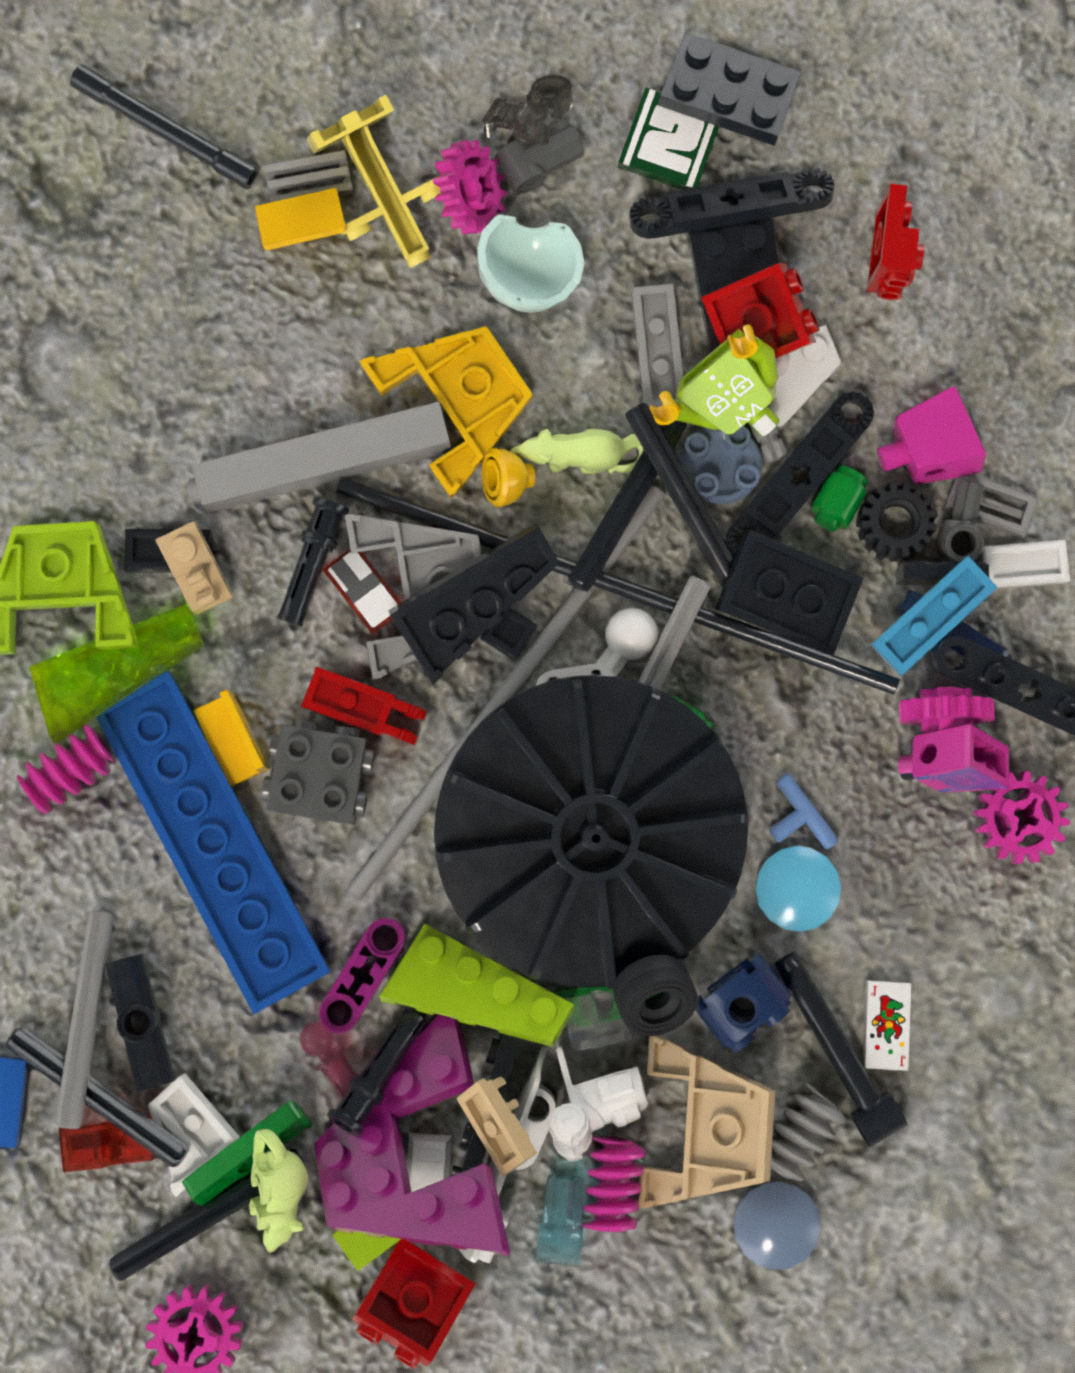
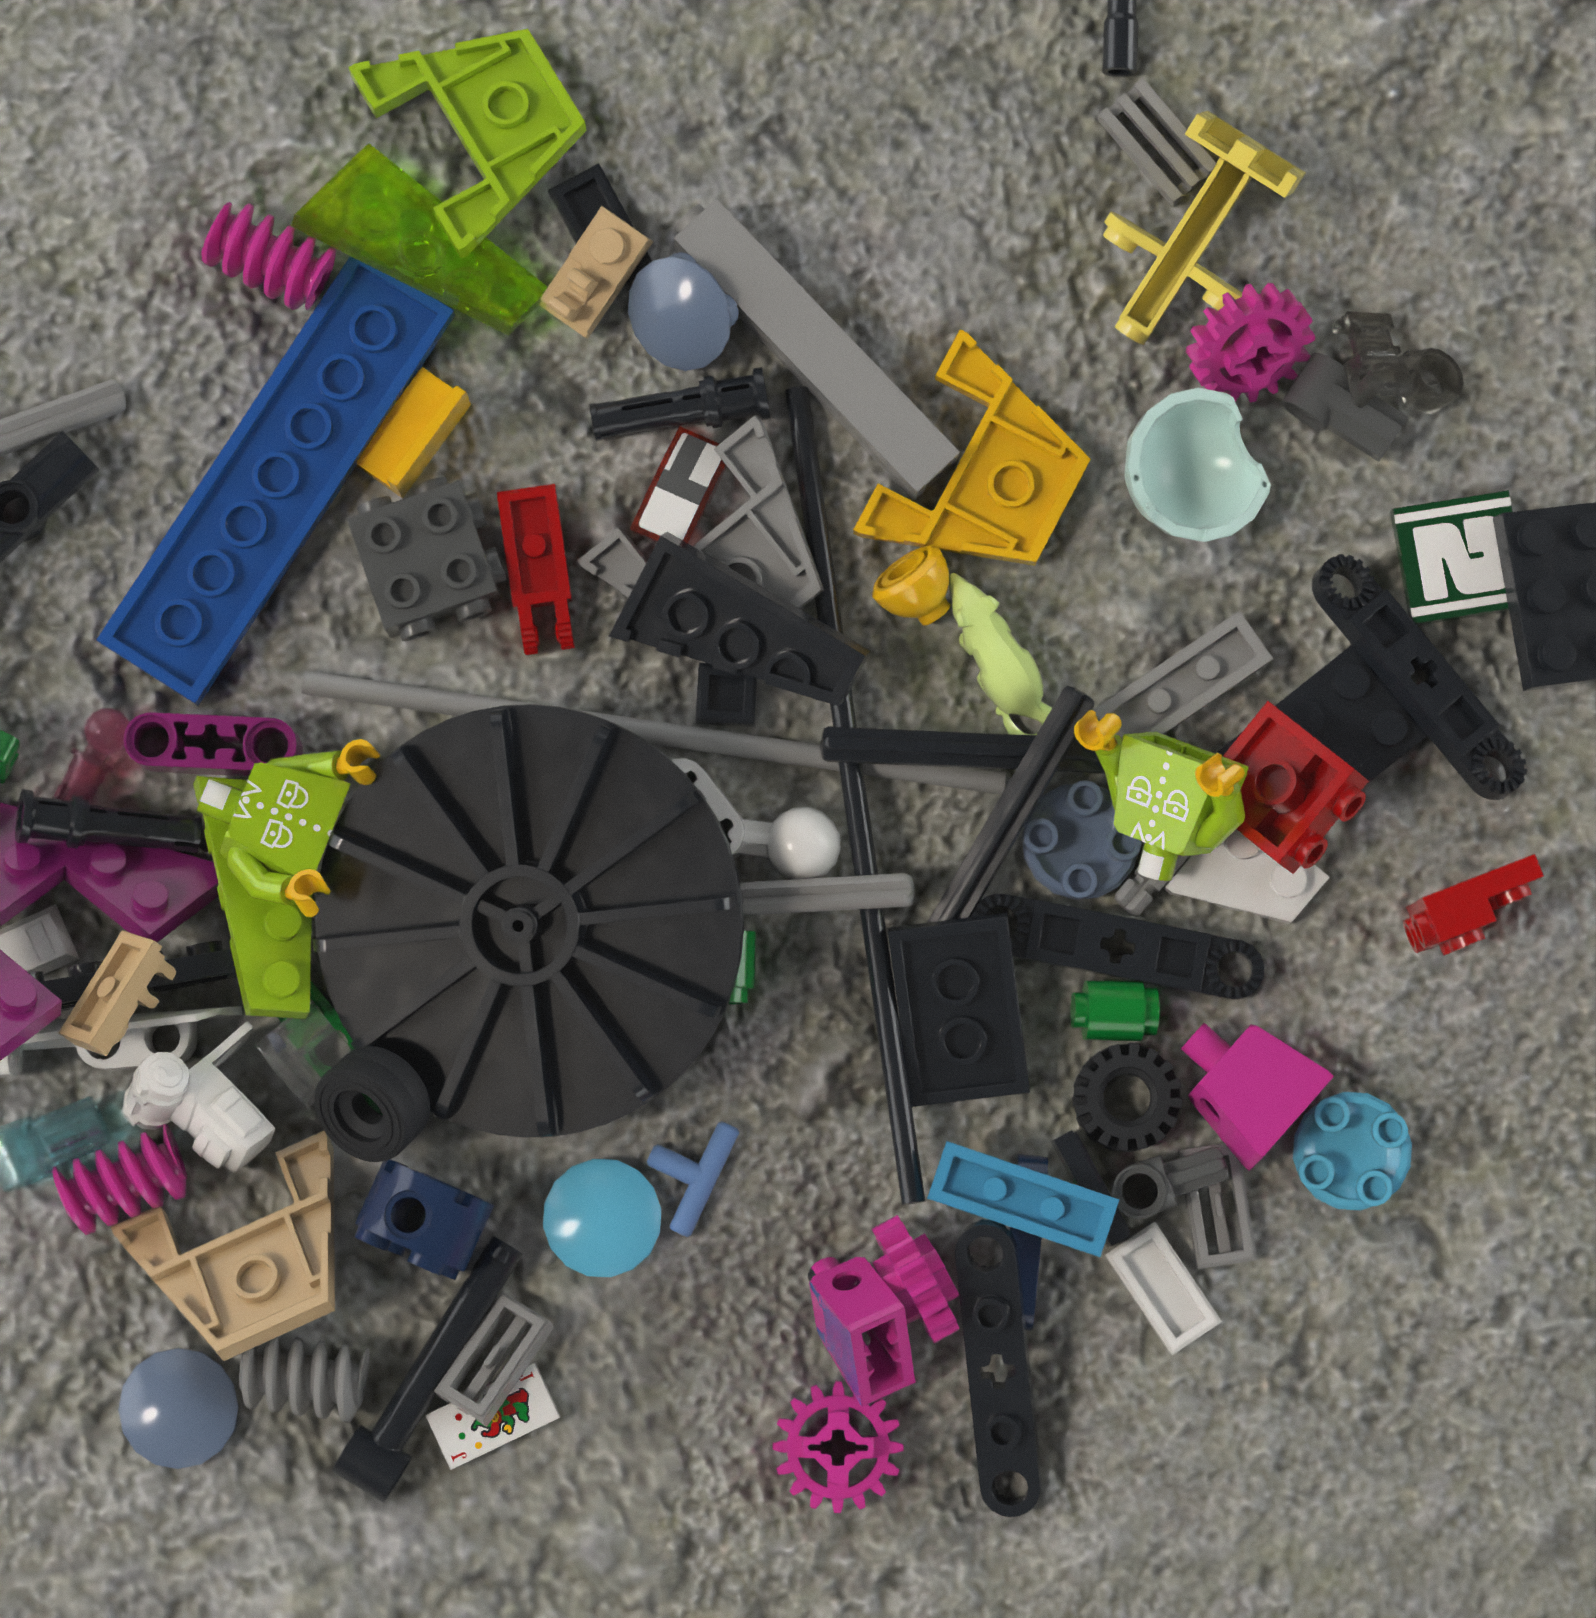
camera: 65 degrees right, 0 degrees up
(251, 527) = (680, 312): none -> sand blue dish
(300, 219) = (1094, 161): yellow panel -> none
(443, 953) = (286, 821): none -> lime torso
(867, 996) = (511, 1372): none -> light grey tile
(1003, 402) = (1352, 1151): none -> medium azure dish

